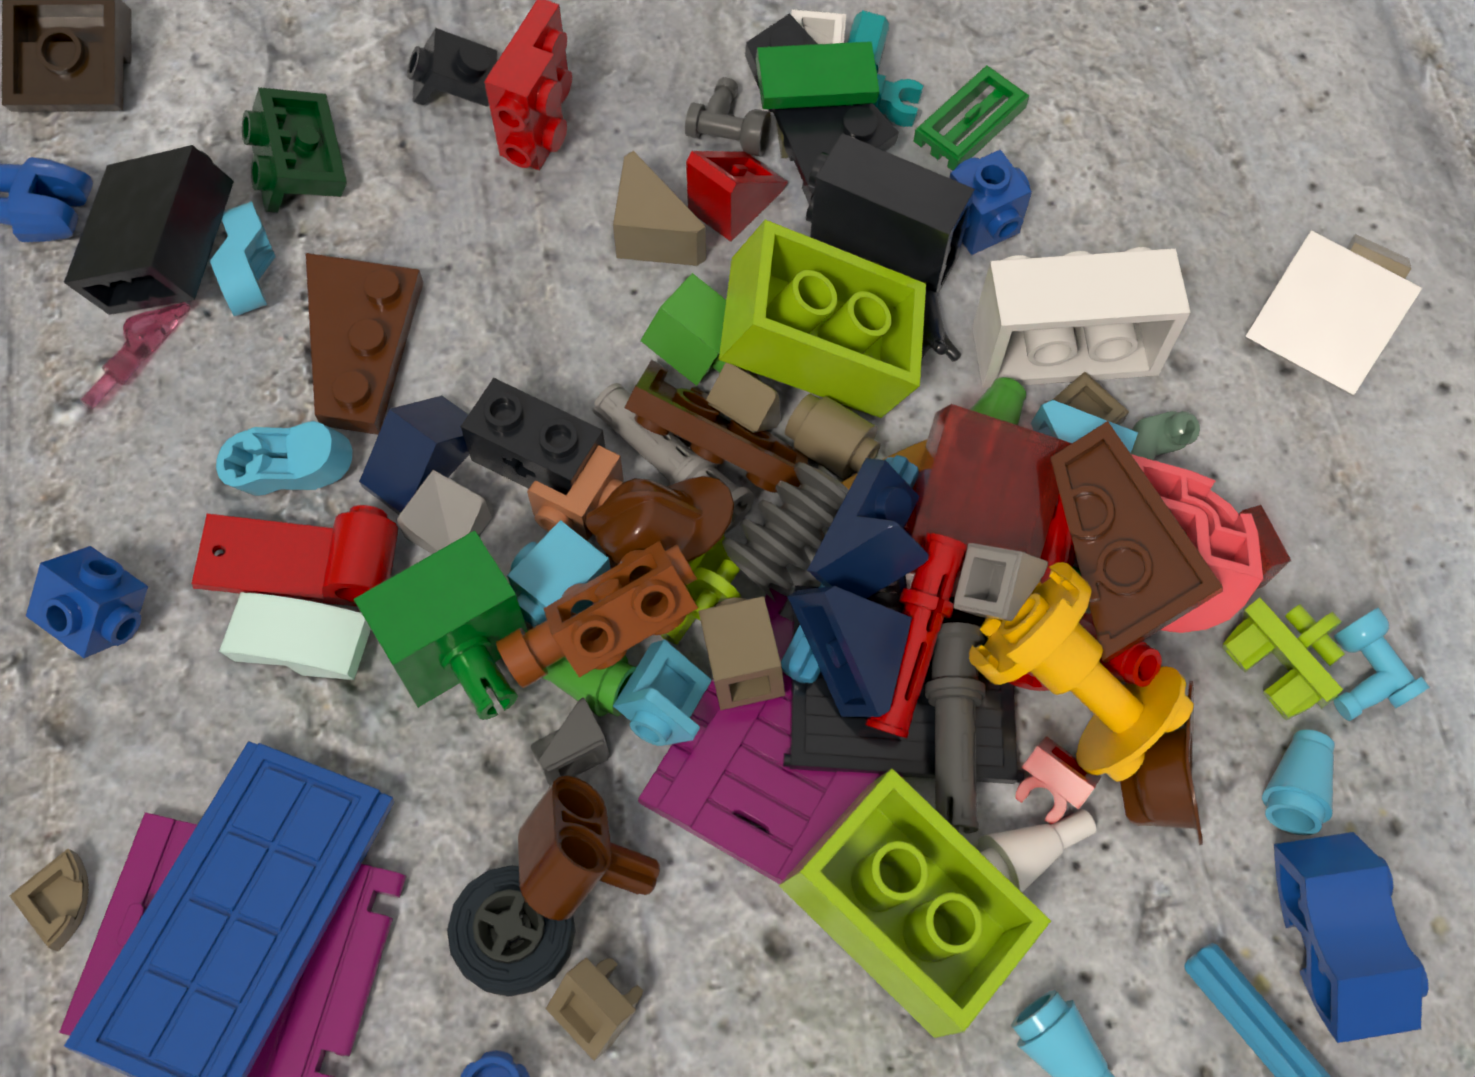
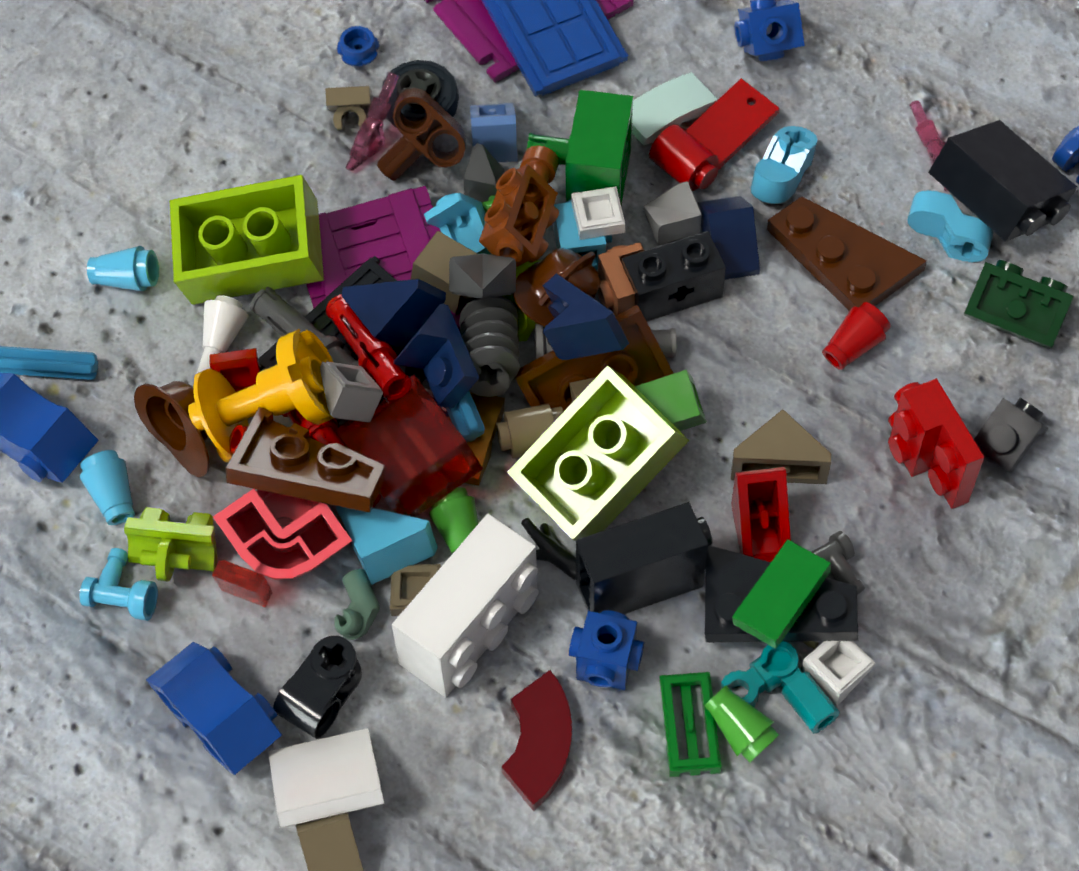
camera: 135 degrees right, 5 degrees down
(454, 250) = (857, 334): none -> red cone
(483, 800) = (495, 129): none -> medium blue slope
(532, 549) = (598, 213): none -> white tile
(604, 939) = (370, 135): none -> clear pink hand
(704, 406) = (580, 323): none -> dark blue slope
(736, 568) = (482, 275): none -> dark grey slope
(940, 63) = (742, 724): none -> bright green cone
(1104, 203) = (543, 741): none -> dark red tile
(1260, 397) = (317, 694): none -> black piece
(1381, 462) = (217, 709): none -> blue brick

